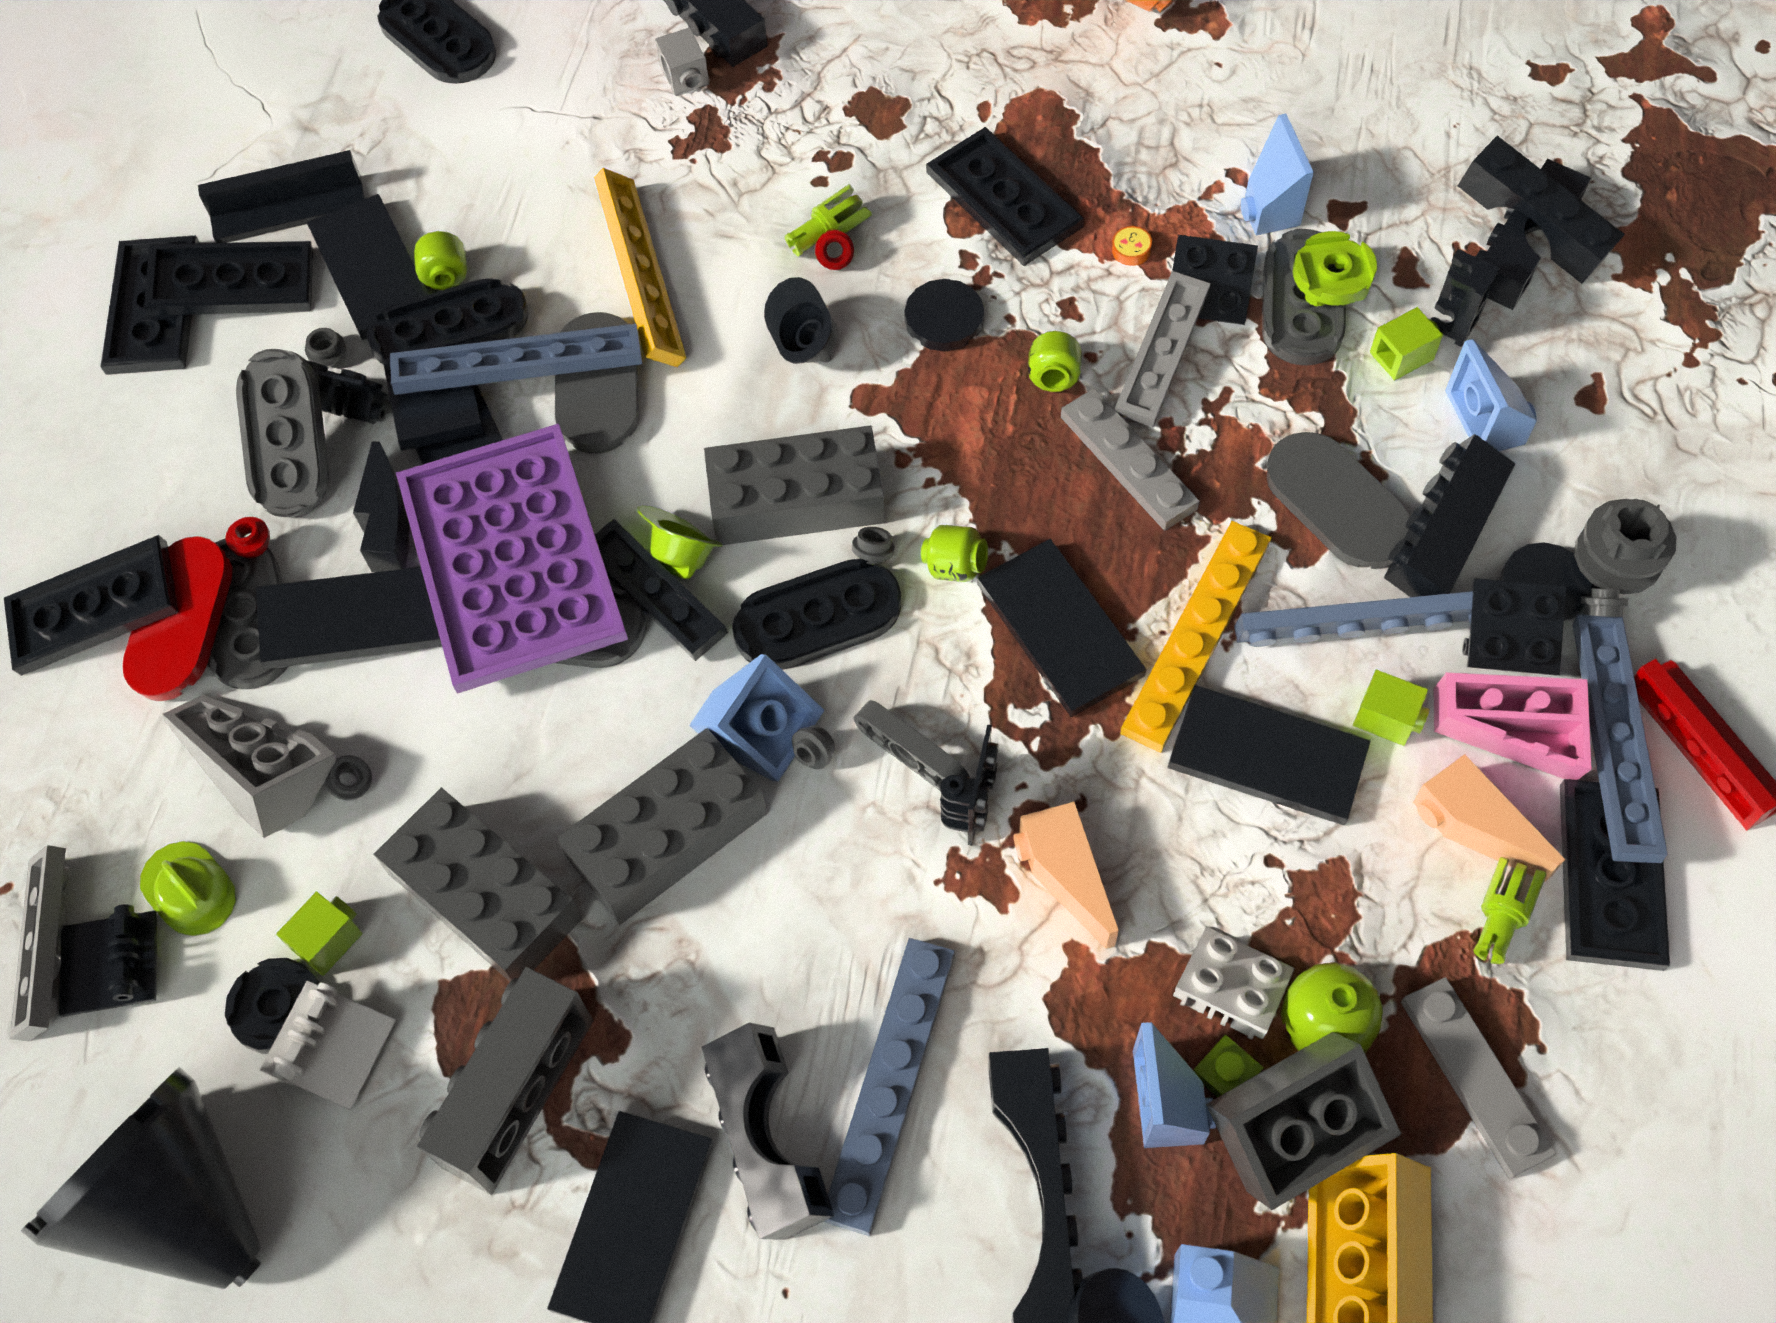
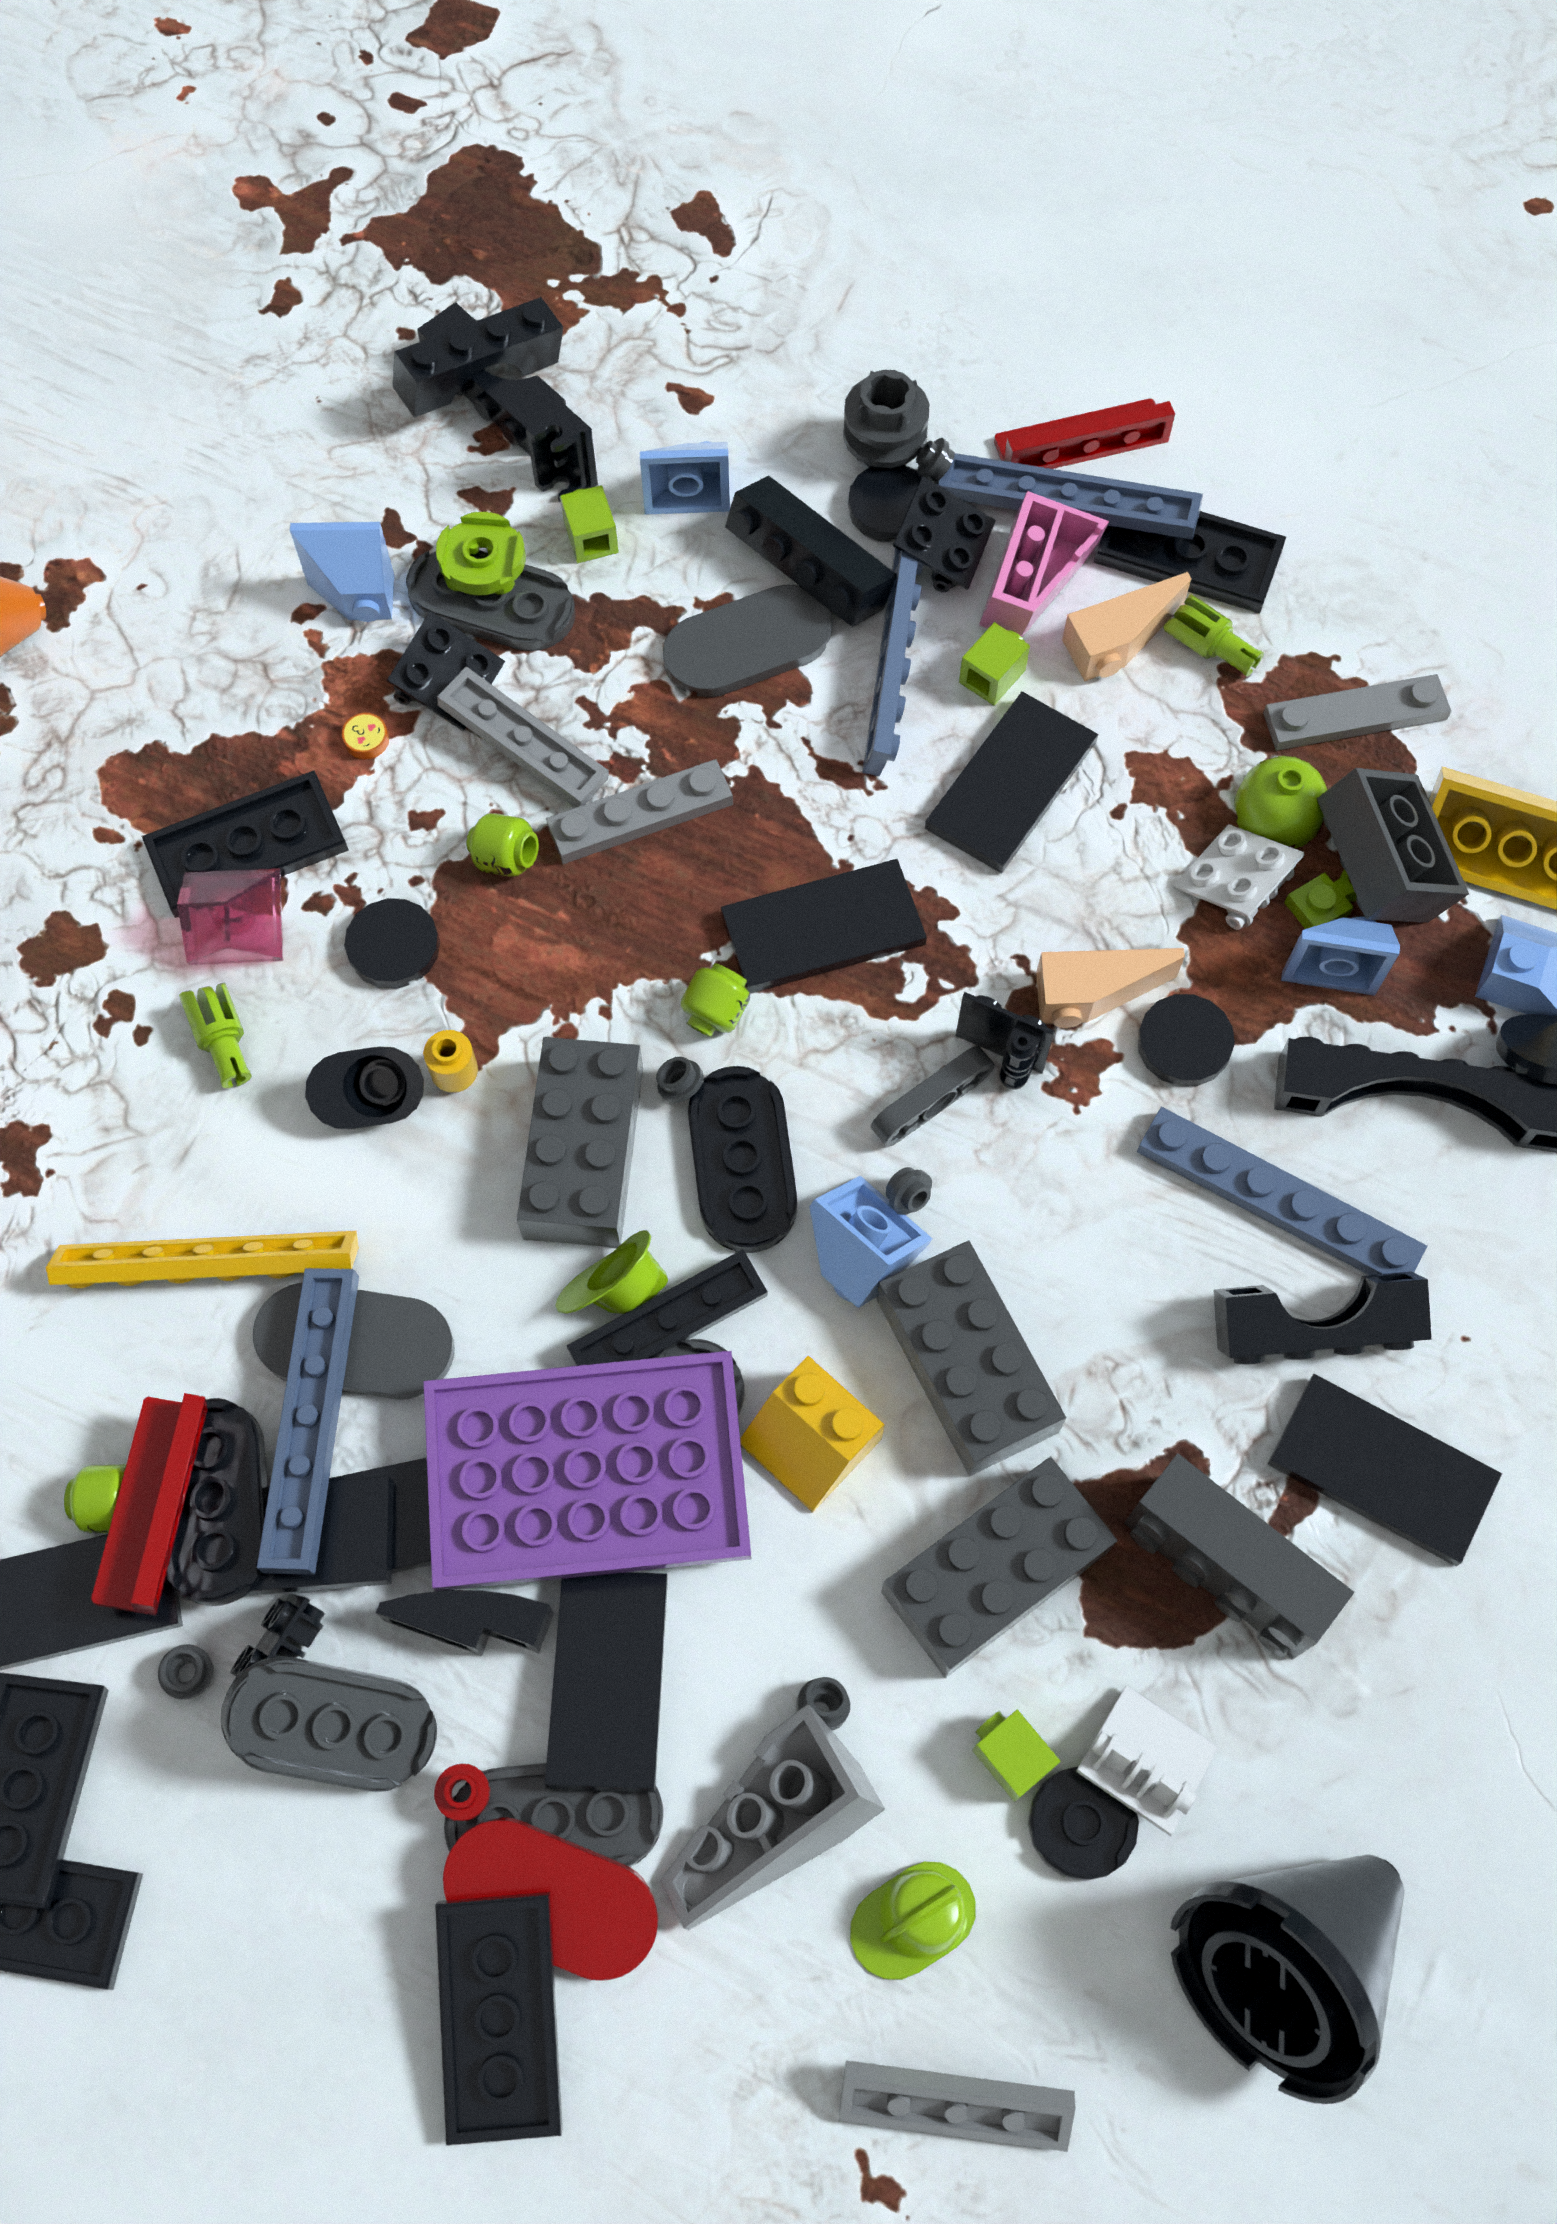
camera: 80 degrees left, 5 degrees up
(108, 962) = (995, 2020): black hinge -> none
(430, 280) = (150, 1504): none -> red panel
(578, 719) = (811, 1433): none -> yellow slope
(840, 375) = (450, 1061): none -> yellow brick
(843, 259) = (271, 1029): red plate -> none
(931, 198) = (231, 916): none -> clear pink slope
(1035, 964) = (1185, 1040): none -> black tile
(1195, 637) = (866, 806): yellow plate -> none

